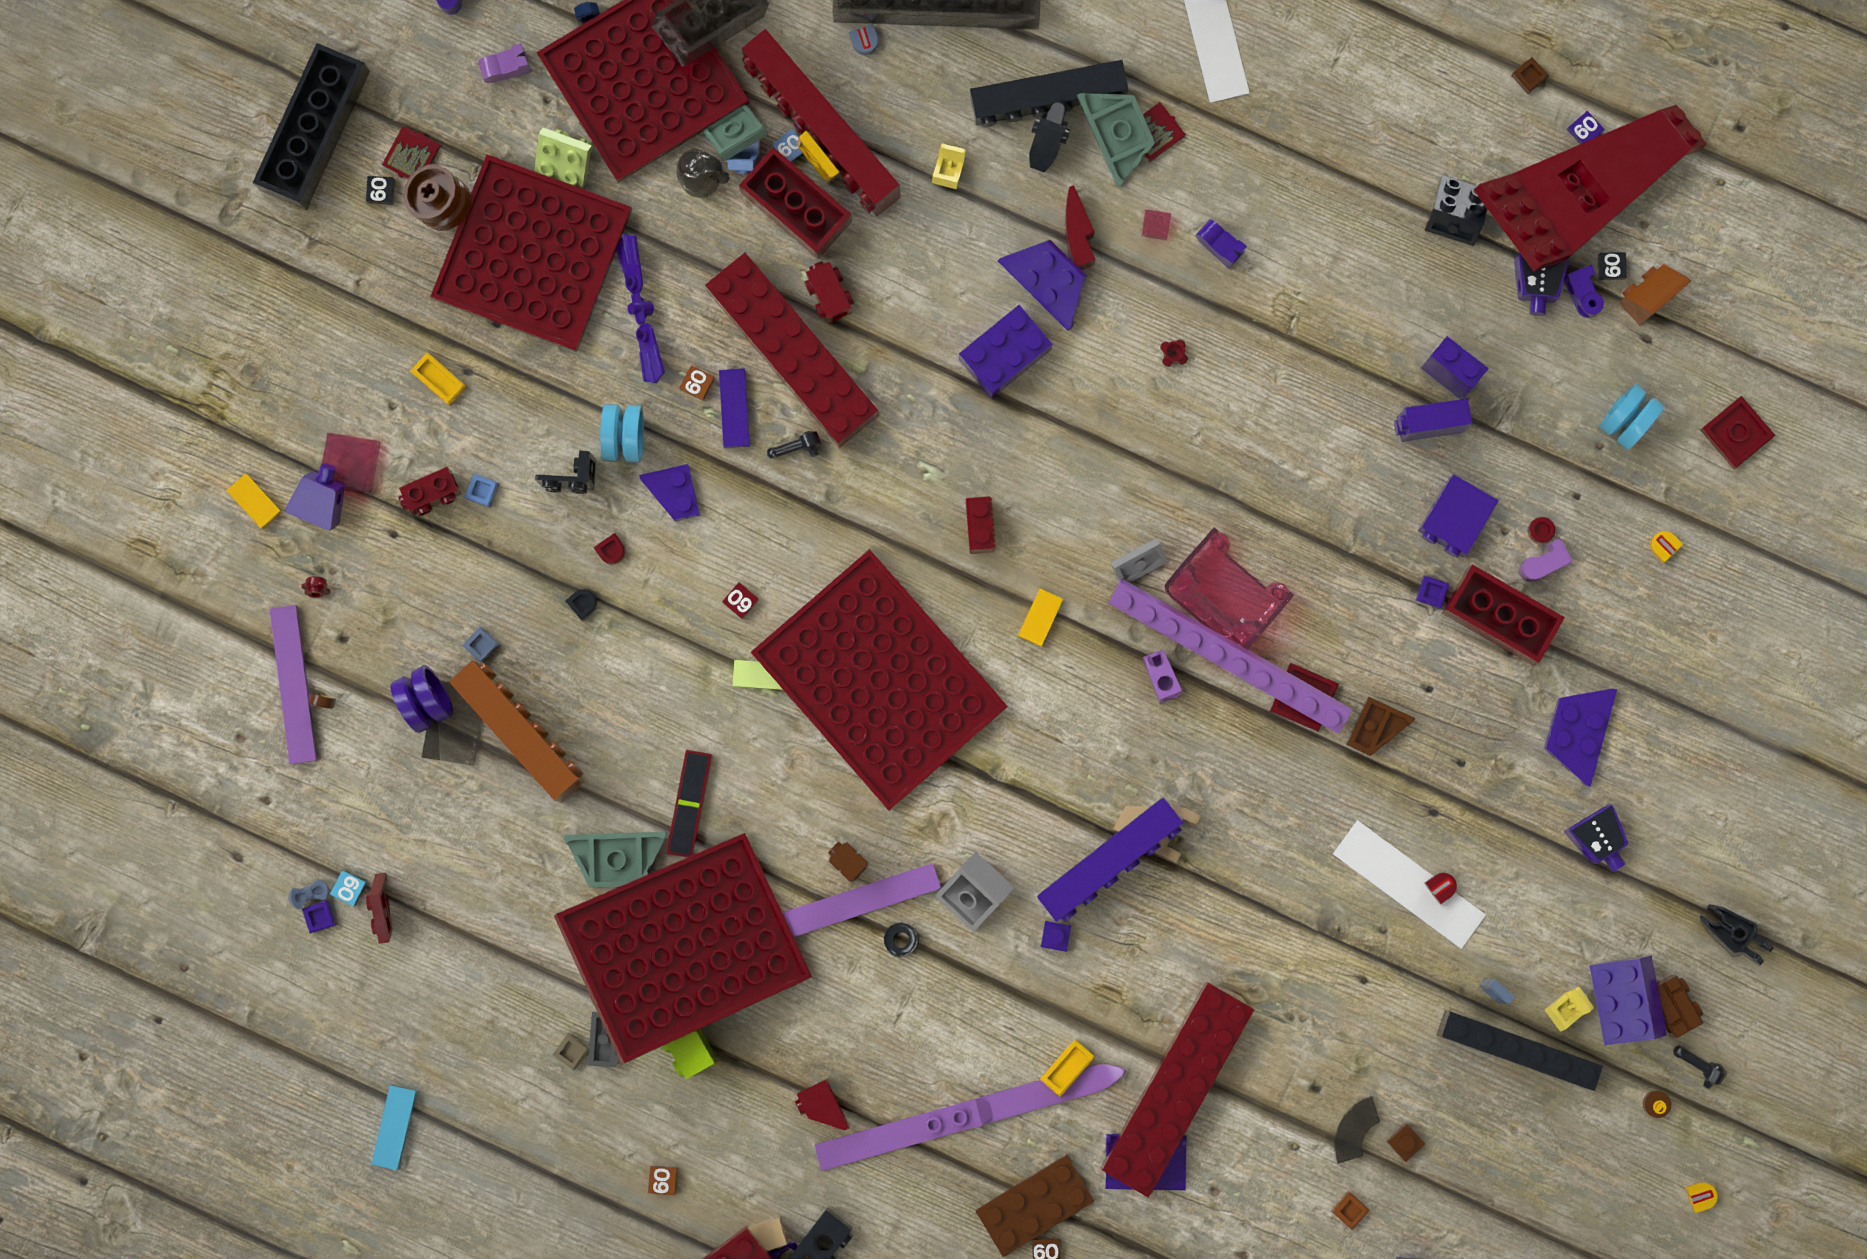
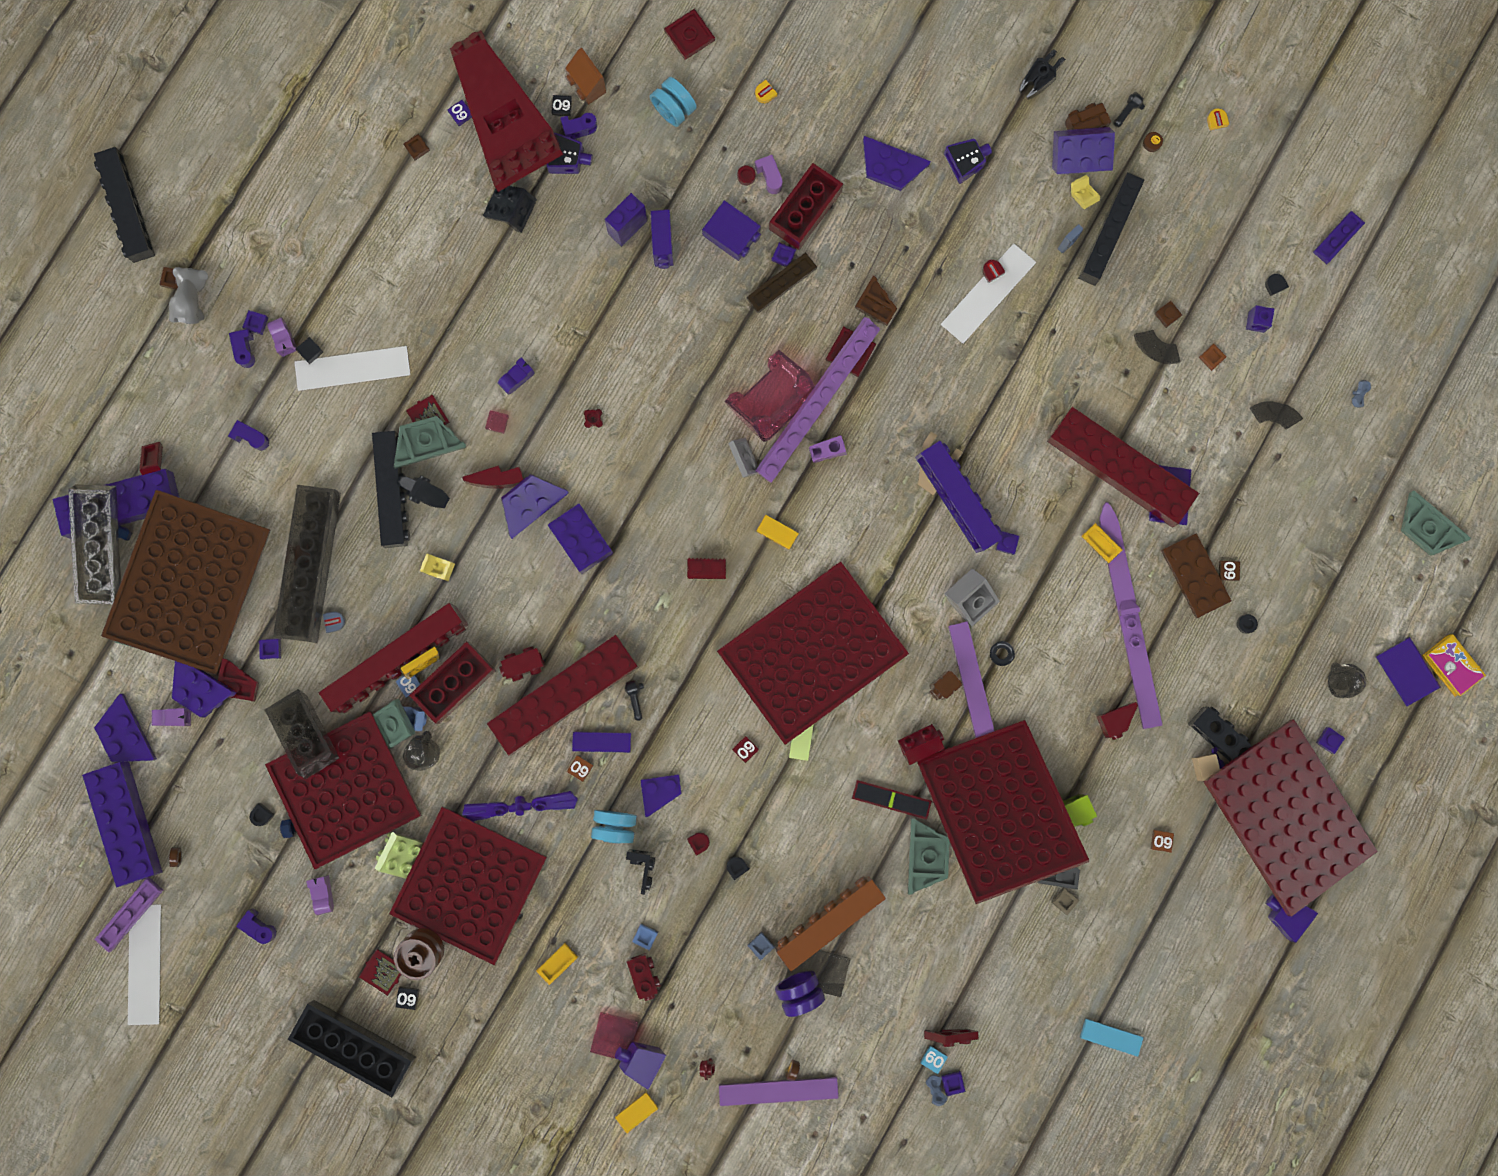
camera: 90 degrees left, 0 degrees up
(766, 836) = (921, 744): none -> dark red brick
(1391, 592) = (781, 282): none -> dark brown plate

